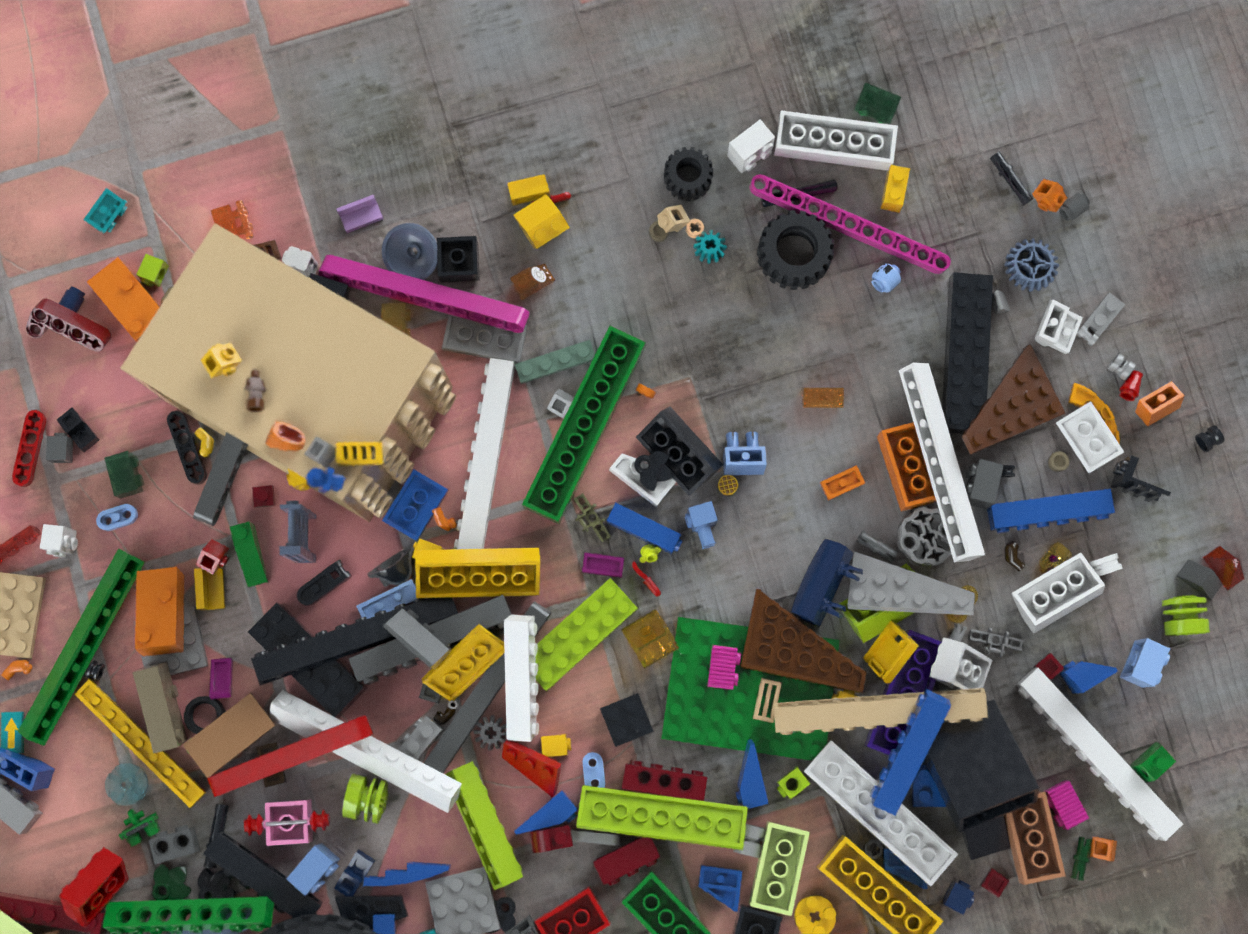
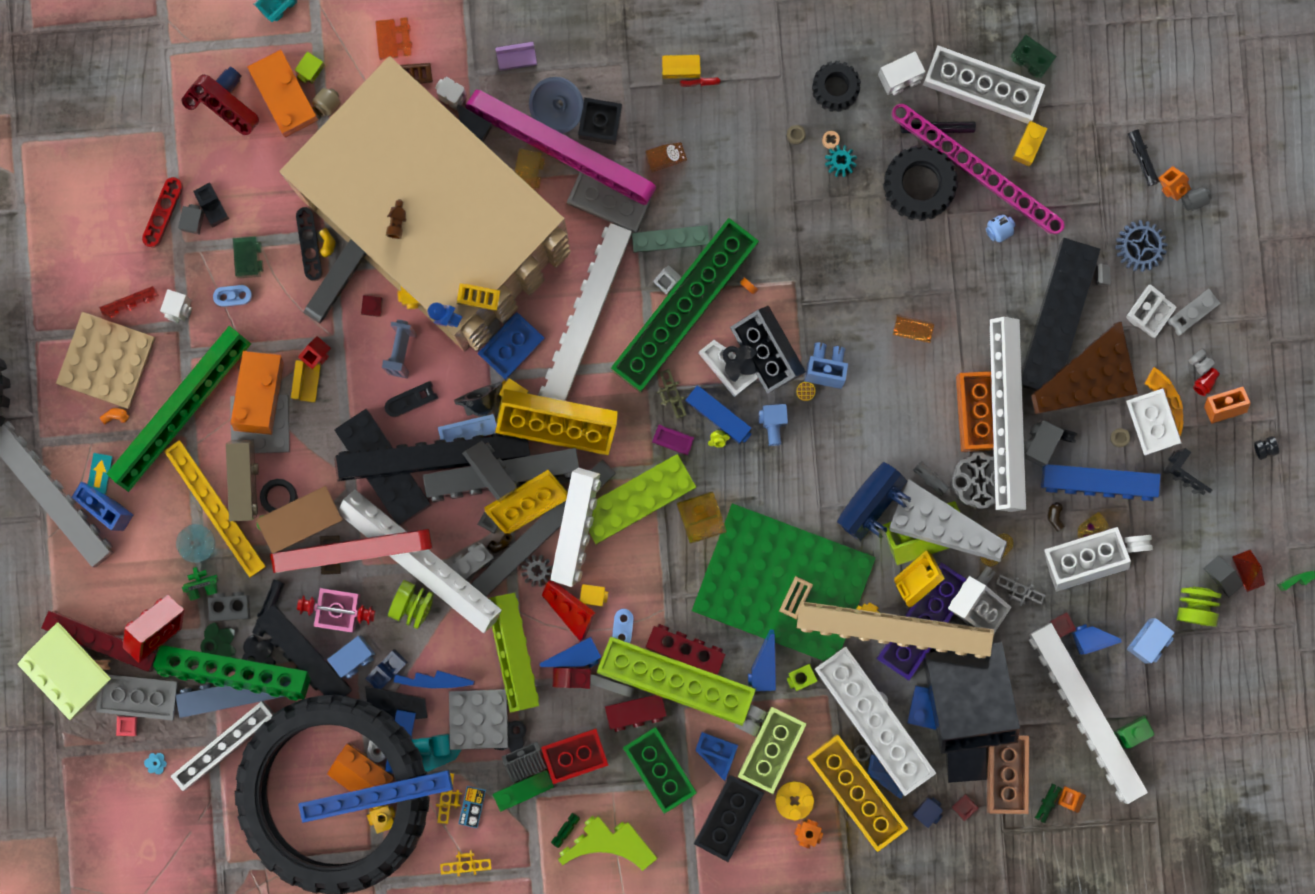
camera: 10 degrees right, 5 degrees up
(95, 671) = (186, 434): black bush -> none
(221, 360) = (372, 185): yellow brick -> none
(221, 678) = (300, 466): magenta tile -> none
(249, 553) = (348, 357): green slope -> none
(285, 437) = (415, 267): orange rock -> none
(321, 452) = (444, 288): light grey slope -> none
(442, 522) = (533, 367): orange arm -> none
(541, 221) = (686, 102): yellow slope -> none
(626, 720) = (663, 586): black brick -> none
(648, 581) = (711, 464): red piece -> none
(668, 221) = (807, 129): tan brick -> none
(723, 666) = (762, 559): dark pink brick -> none
(787, 648) = (826, 554): reddish brown wing -> none
(842, 483) = (913, 413): orange plate -> none
(910, 752) = (913, 672): blue brick -> none
(1065, 805) = (1045, 752): dark pink brick -> none

